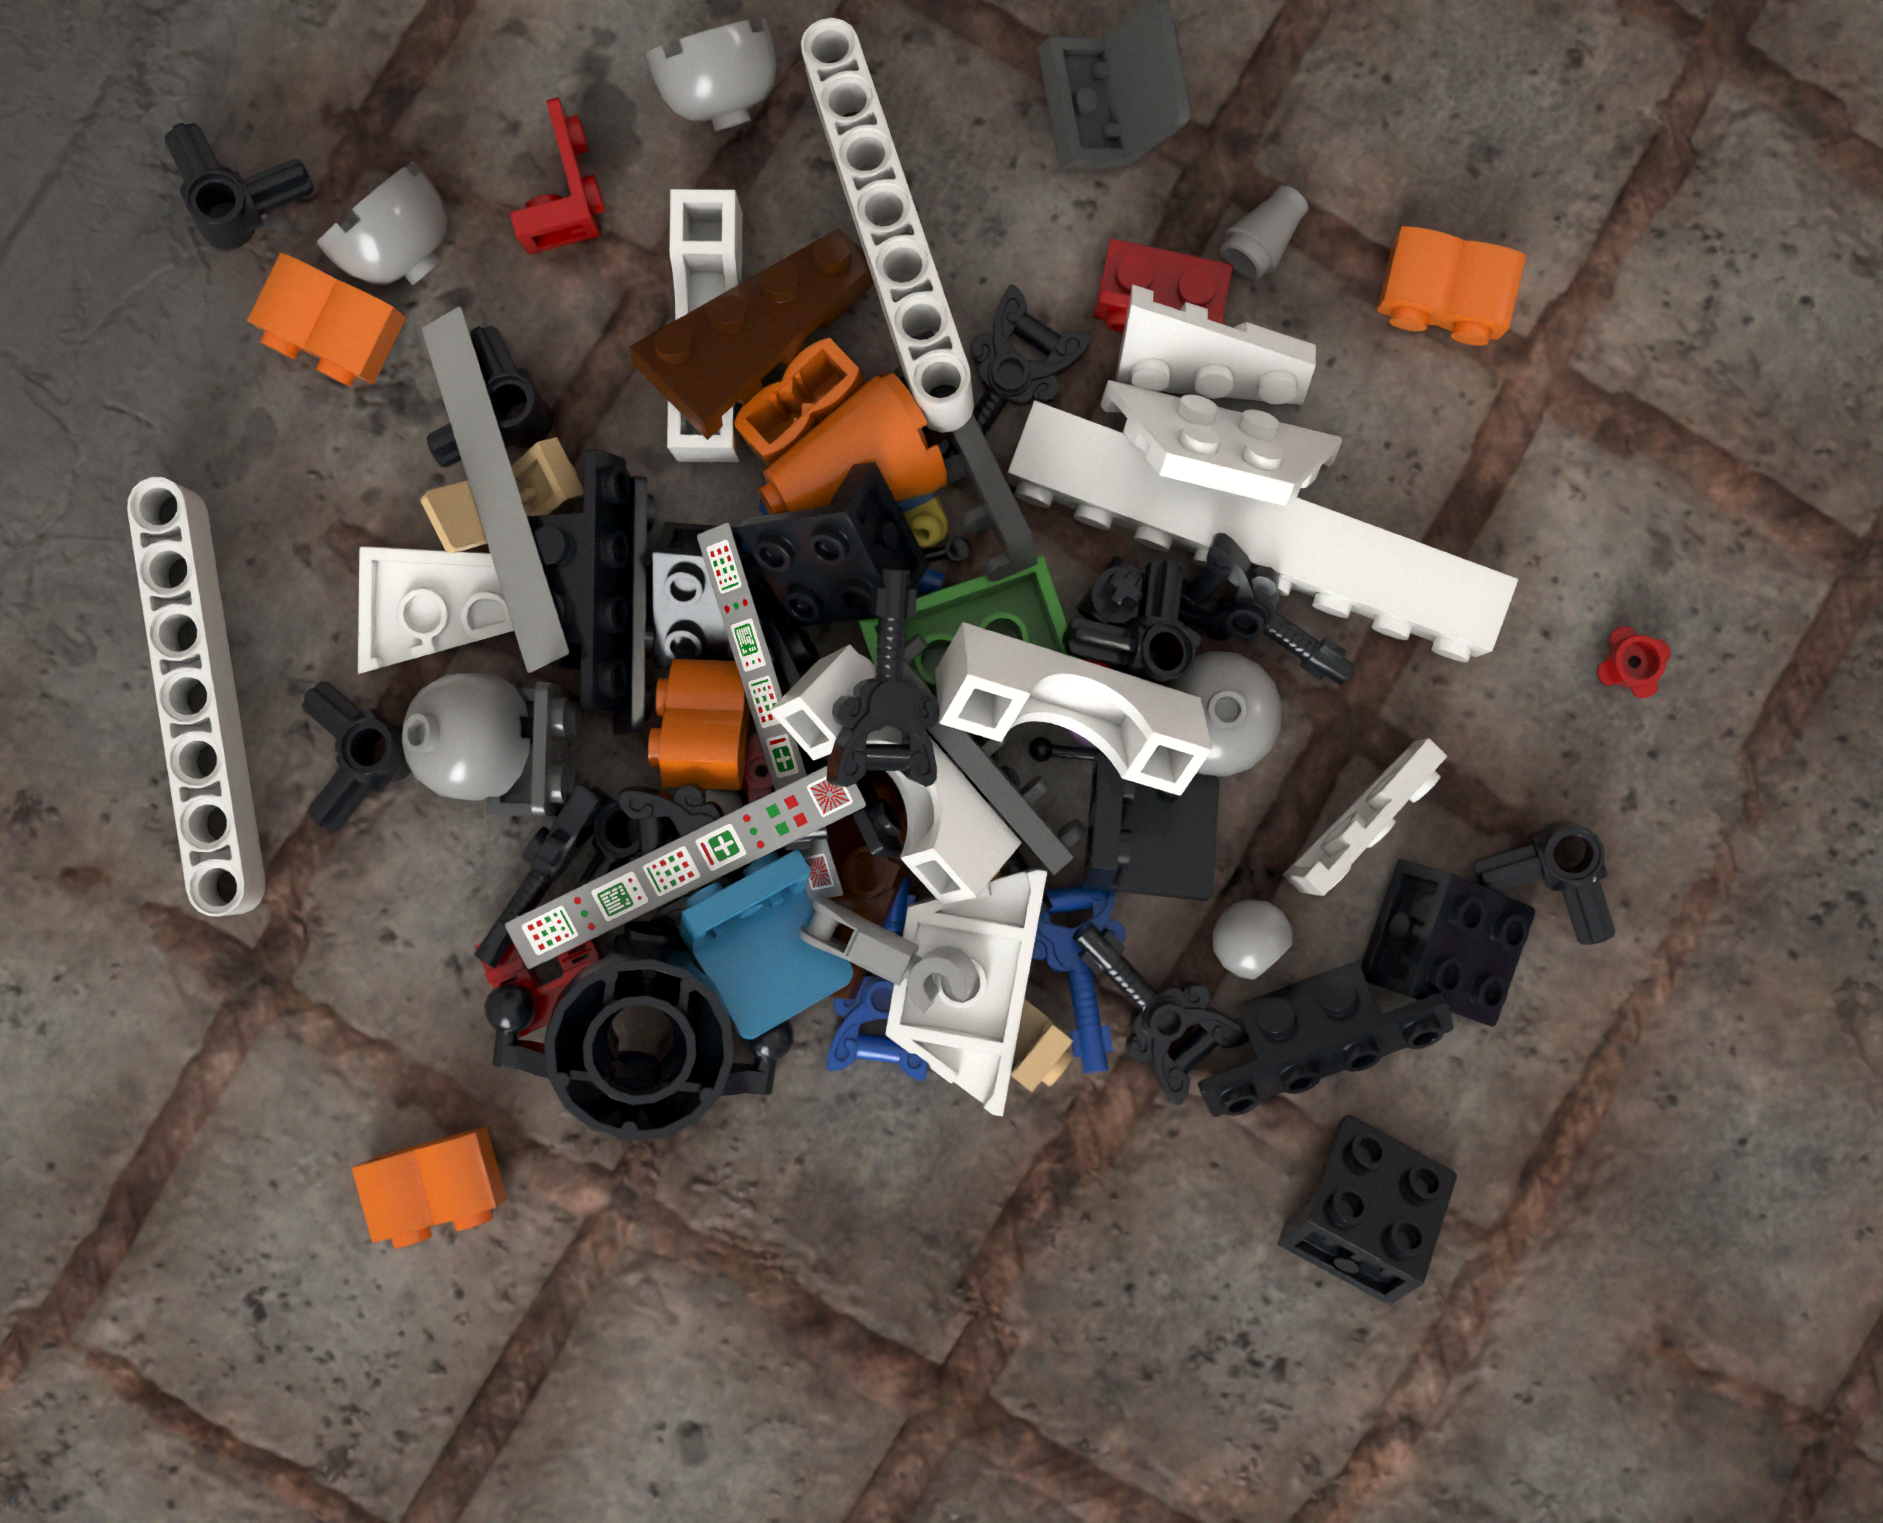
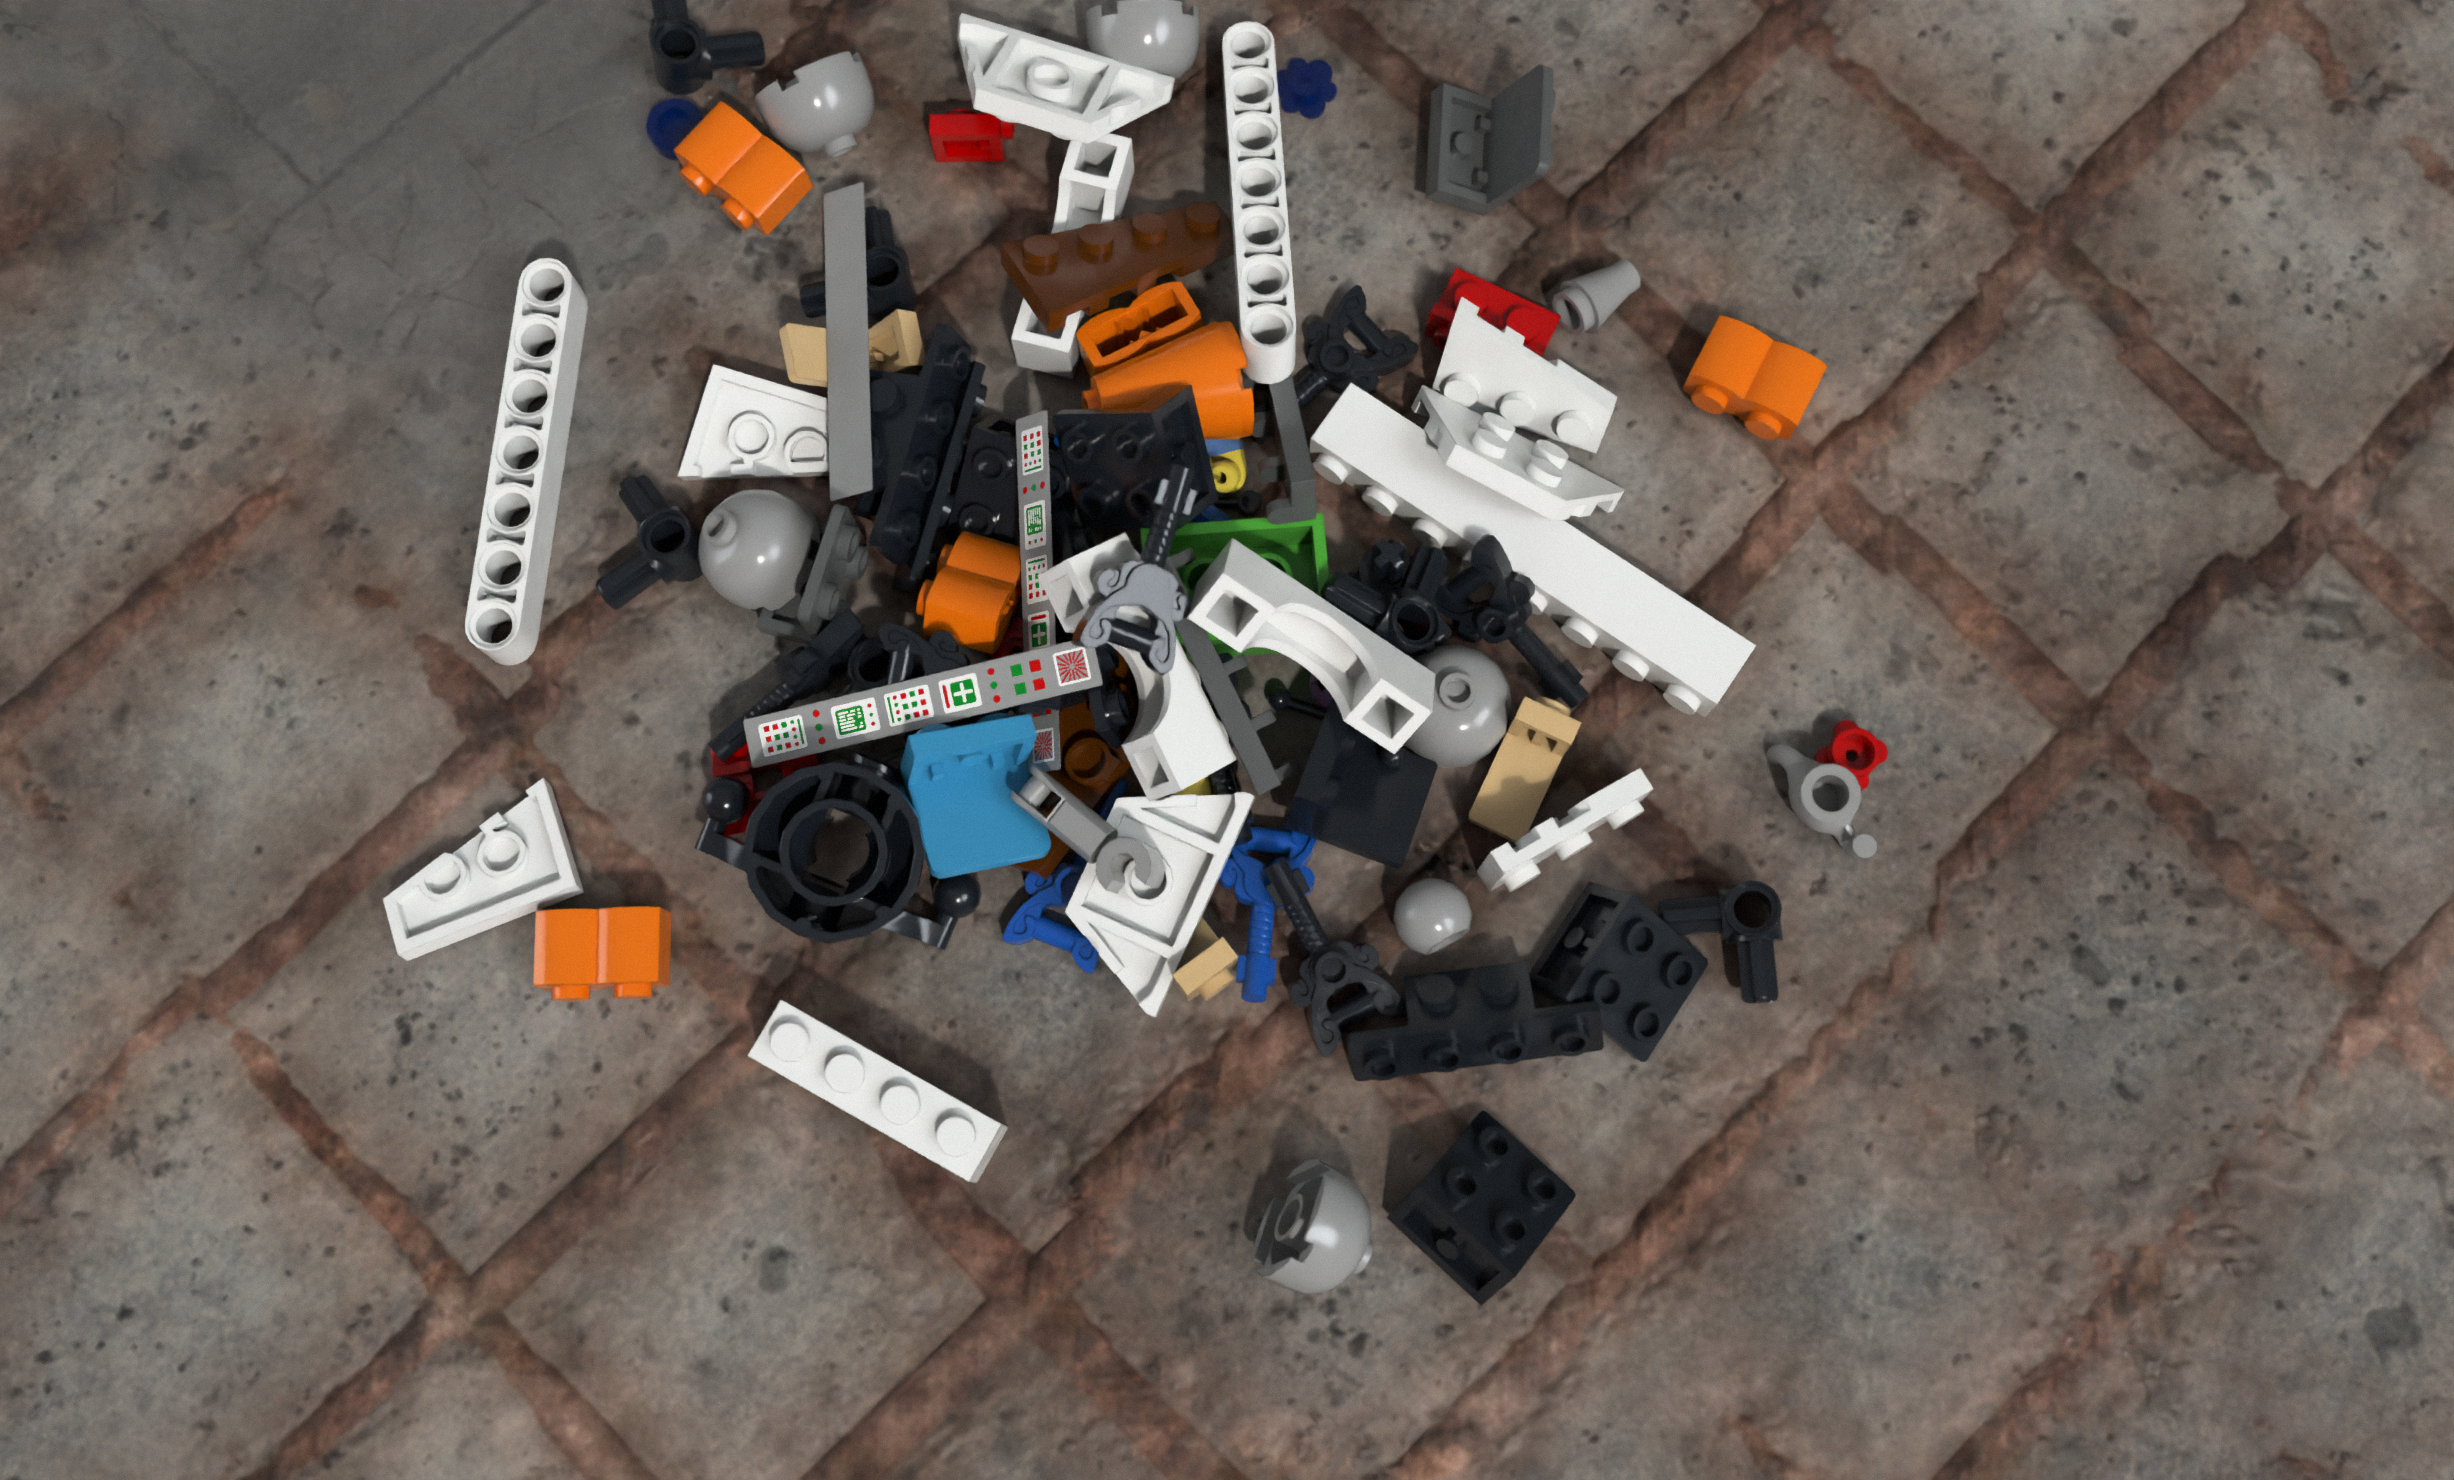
camera: 15 degrees right, 10 degrees down
(236, 286) = (670, 124): none -> clear blue tile
(298, 1137) = (496, 877): none -> white wing
(634, 149) = (1053, 83): none -> white wing
(785, 1270) = (878, 1092): none -> white arch
(908, 84) = (1308, 99): none -> clear blue plant
(1212, 1283) = (1317, 1233): none -> light grey cylinder
(1307, 763) = (1524, 767): none -> tan bracket
(1617, 716) = (1824, 798): none -> light grey piece

